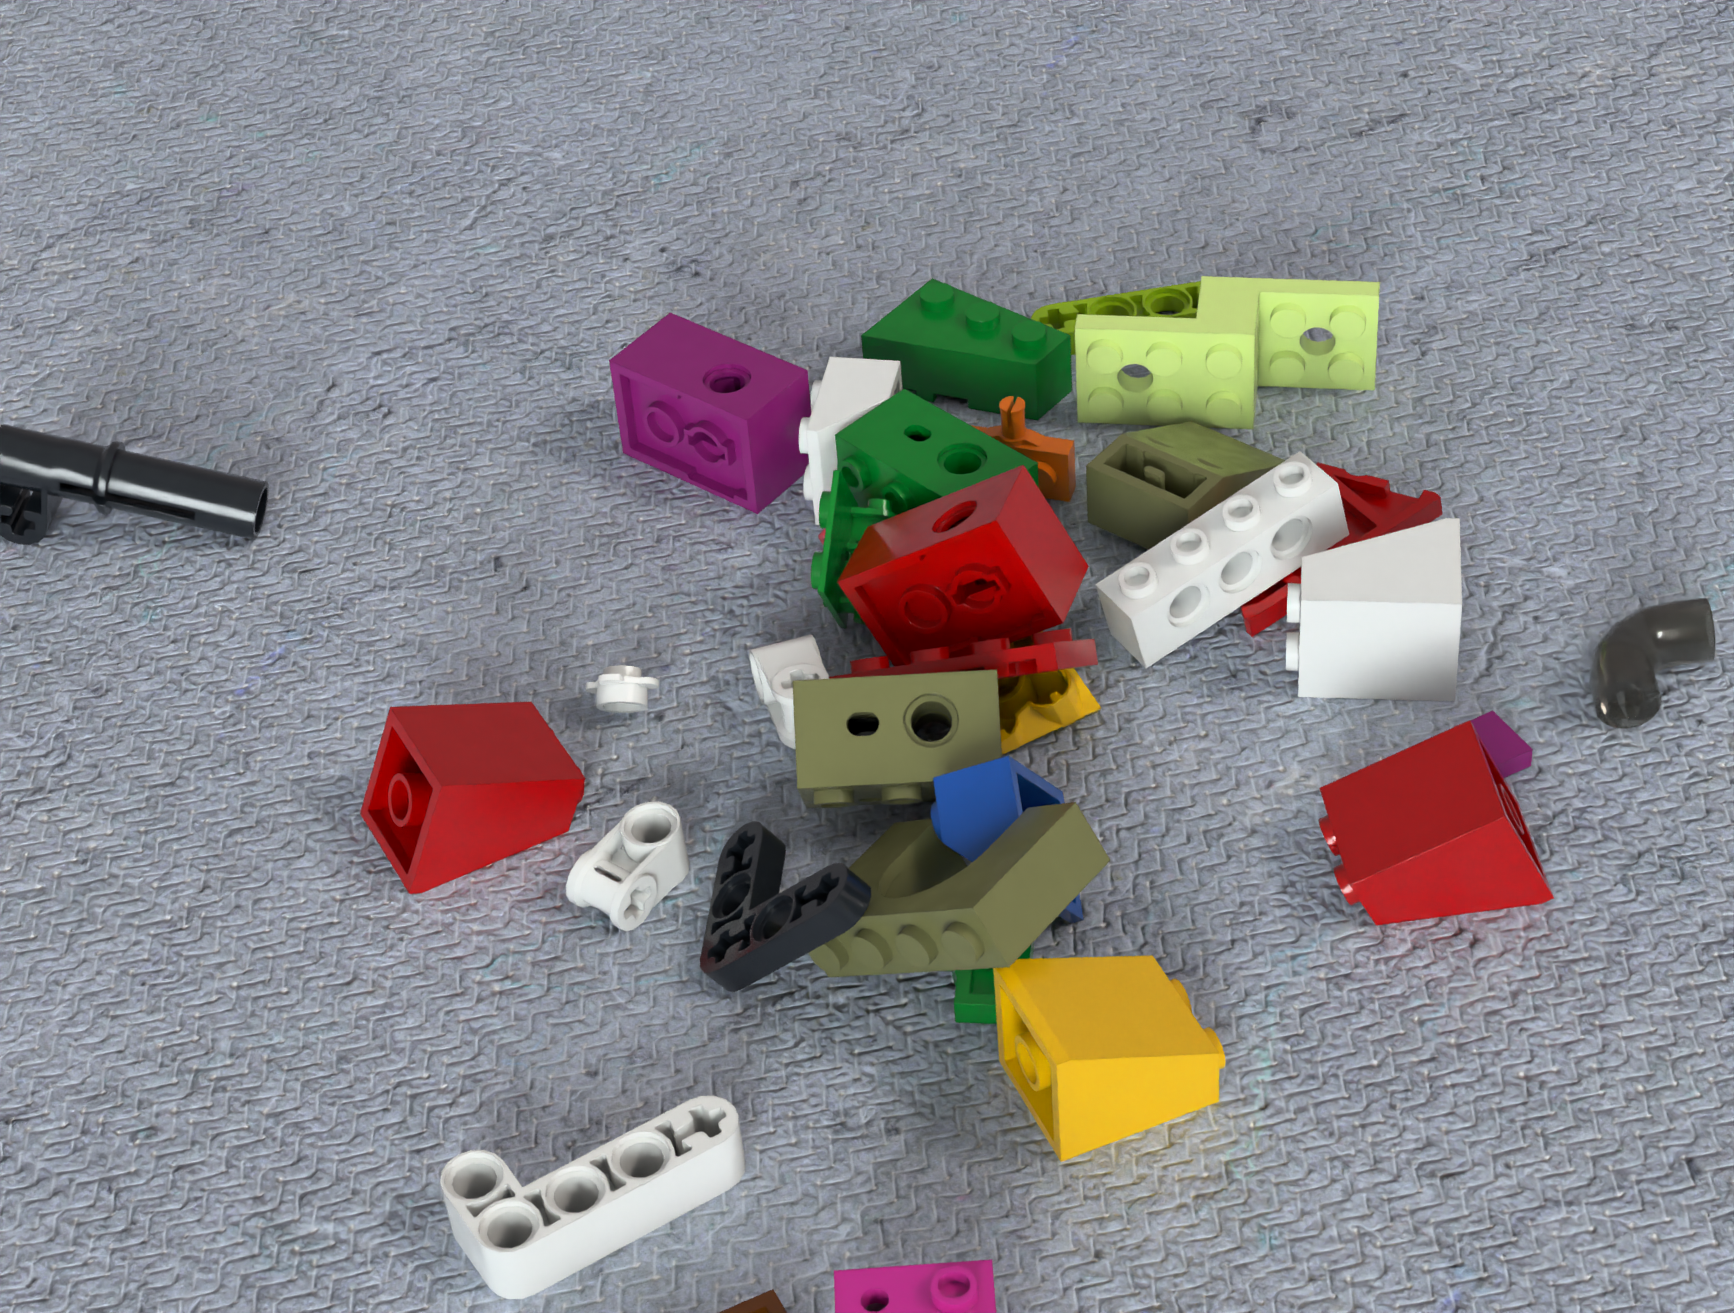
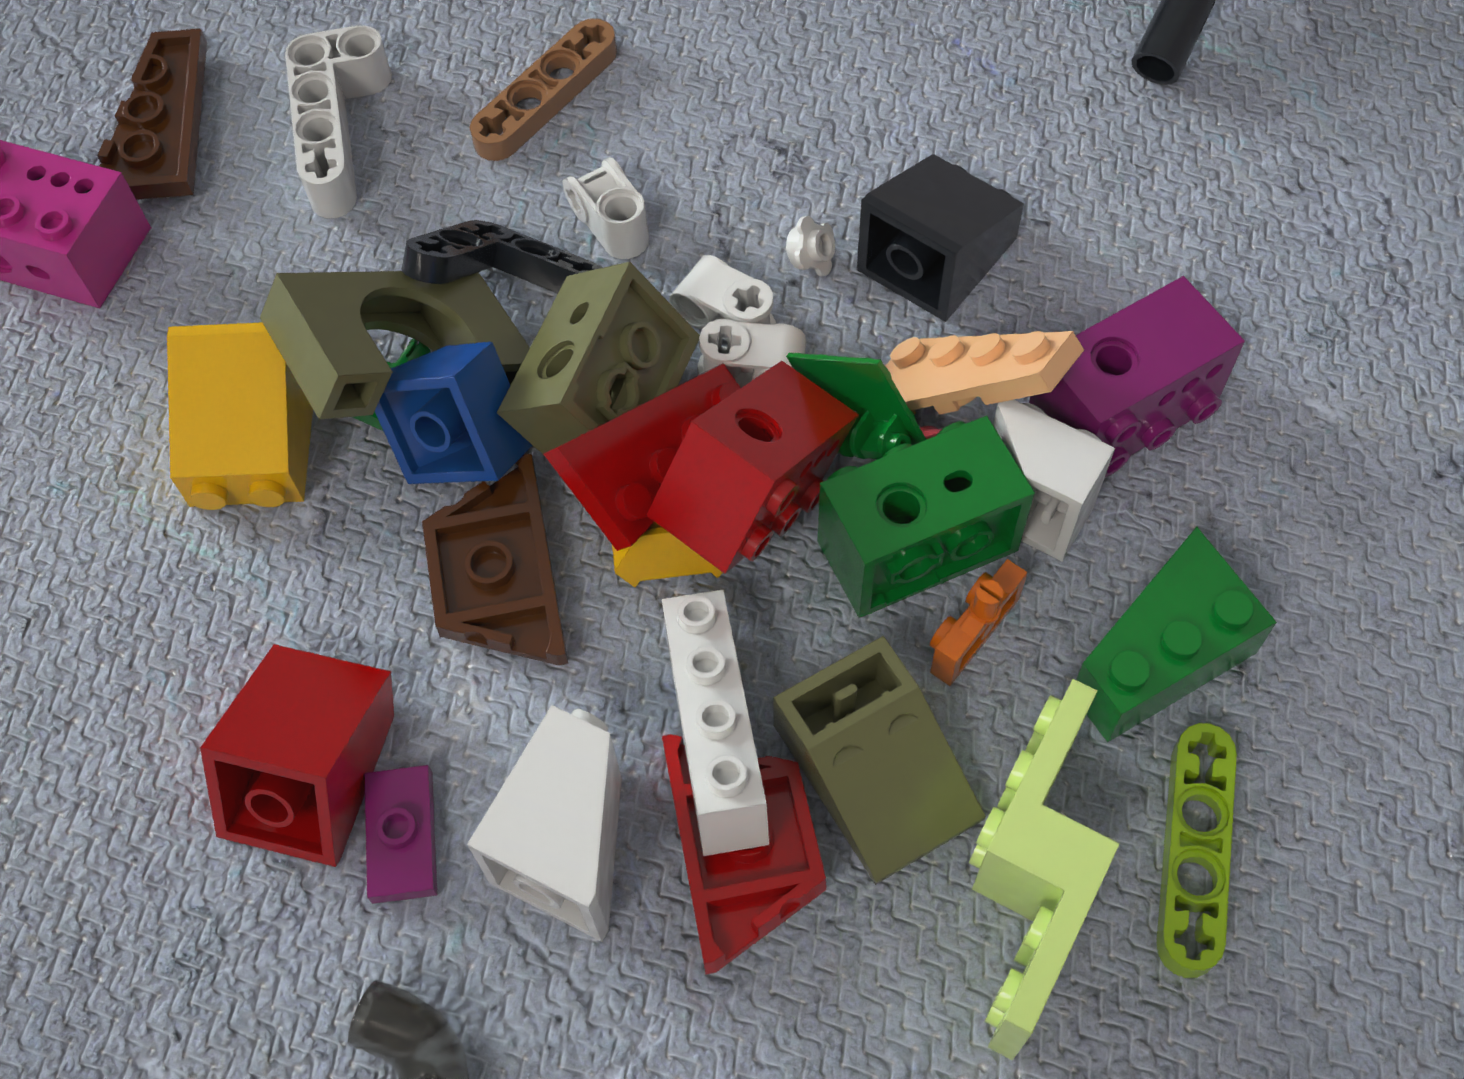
camera: 110 degrees right, 20 degrees up
(459, 999) = (537, 84): none -> medium nougat beam
(467, 788) = (741, 122): red slope -> none
(572, 589) = (935, 233): none -> black slope
(729, 726) = (721, 292): none -> white piece
(772, 494) = (992, 366): none -> light nougat wing
(1159, 788) = (495, 569): none -> reddish brown wing

